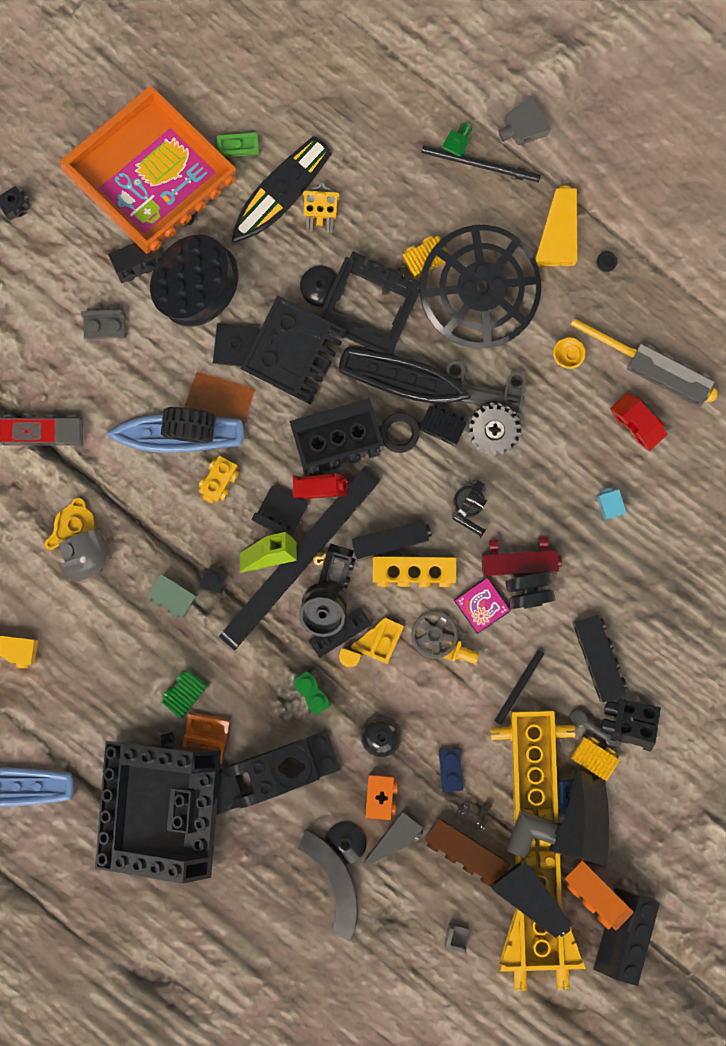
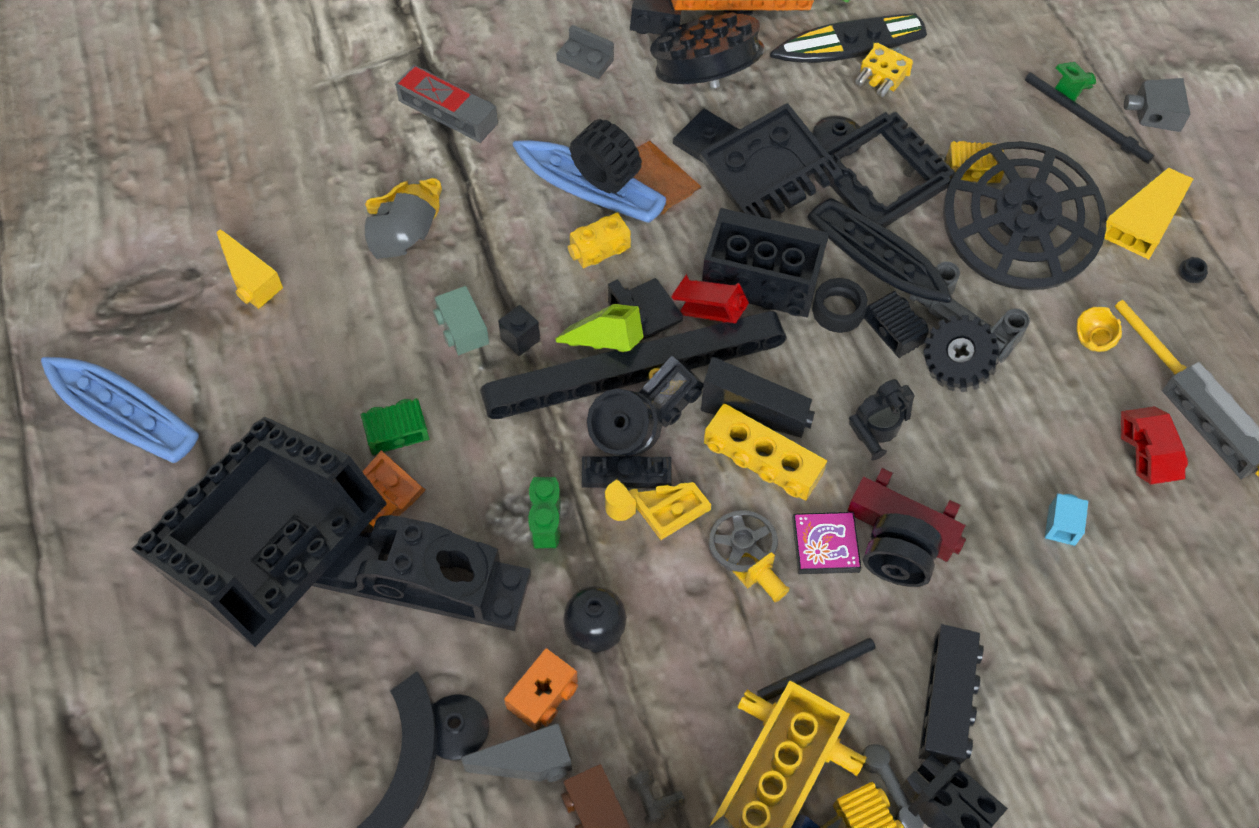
camera: 30 degrees right, 25 degrees down
(450, 770) = (657, 719): dark blue plate -> none

